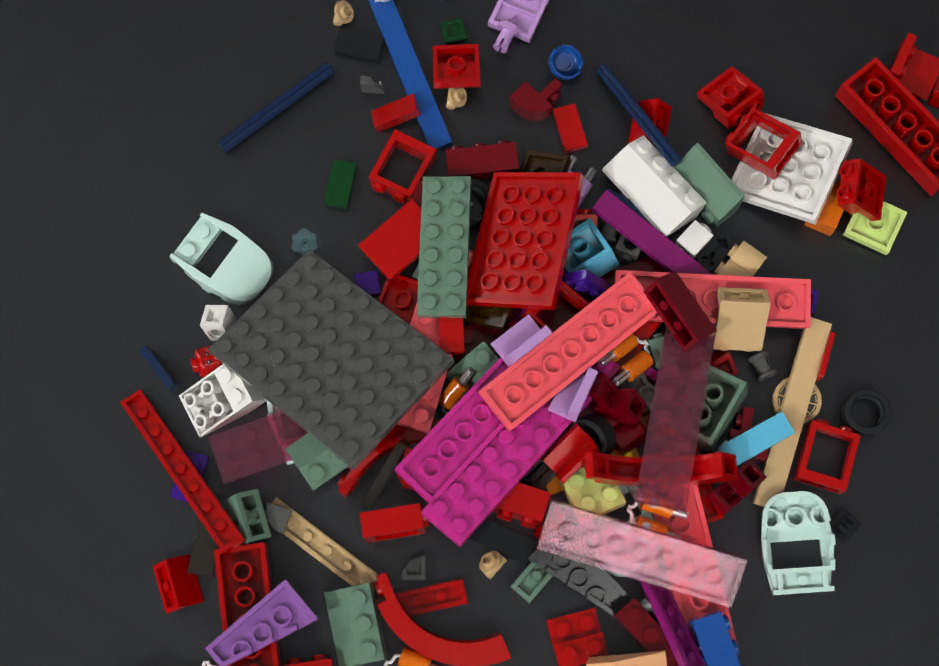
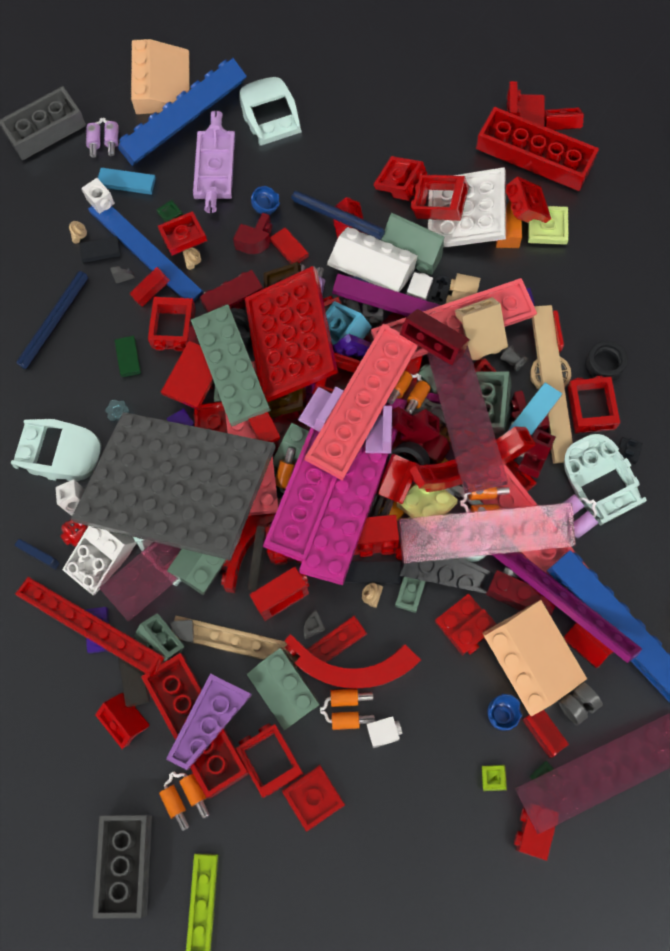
camera: 20 degrees left, 5 degrees down
(758, 584) = (587, 520): none -> lavender piece

